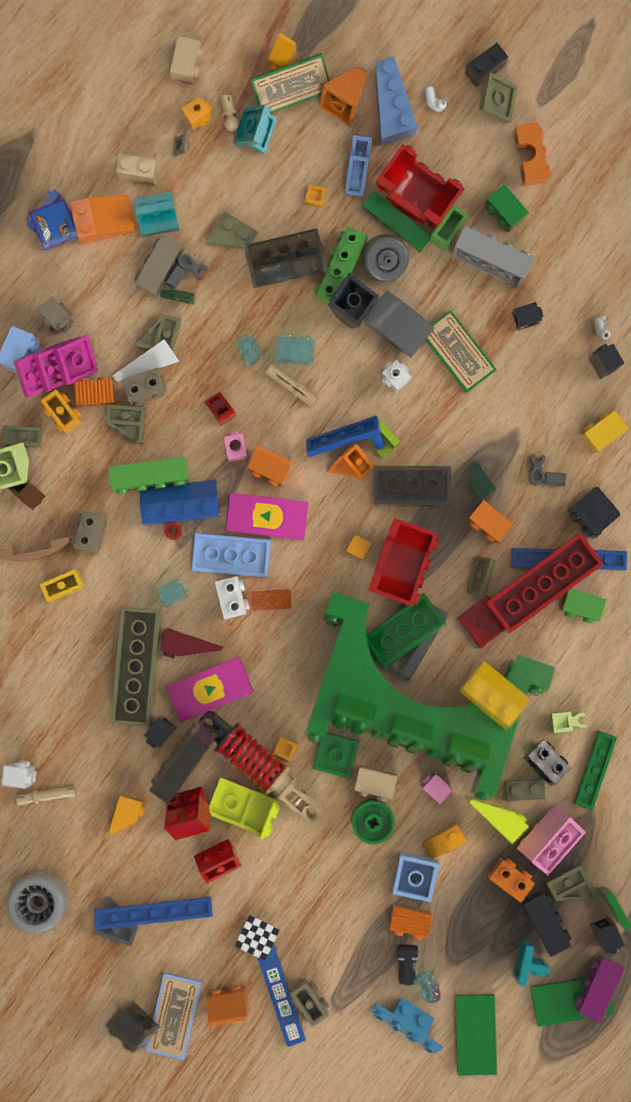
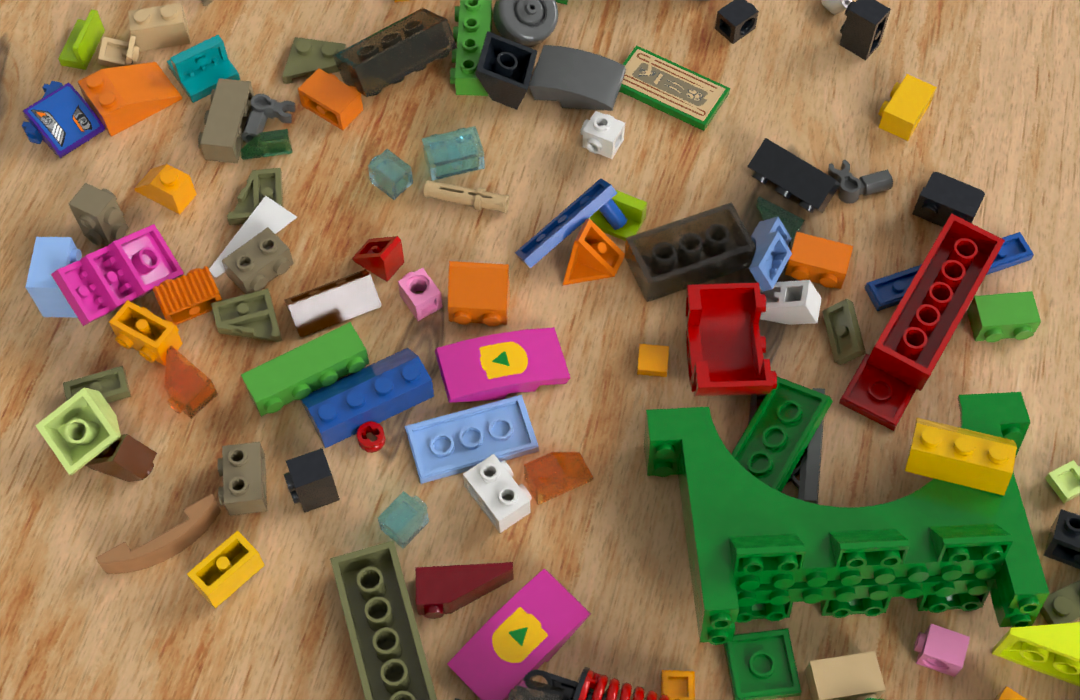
camera: 20 degrees left, 25 degrees down
(75, 454) = (186, 385): none -> clear orange slope
(82, 159) = (82, 42): none -> lime panel
(104, 180) = (118, 52): none -> tan bracket
(104, 303) = (167, 187): none -> light orange slope
(127, 551) = (311, 481): none -> black brick
(181, 430) = (333, 303): none -> panel
(231, 274) = (331, 98): none -> orange brick
(450, 540) = (792, 303): none -> white slope
(460, 509) = (771, 252): none -> medium blue slope
(503, 456) = (793, 176): none -> black brick

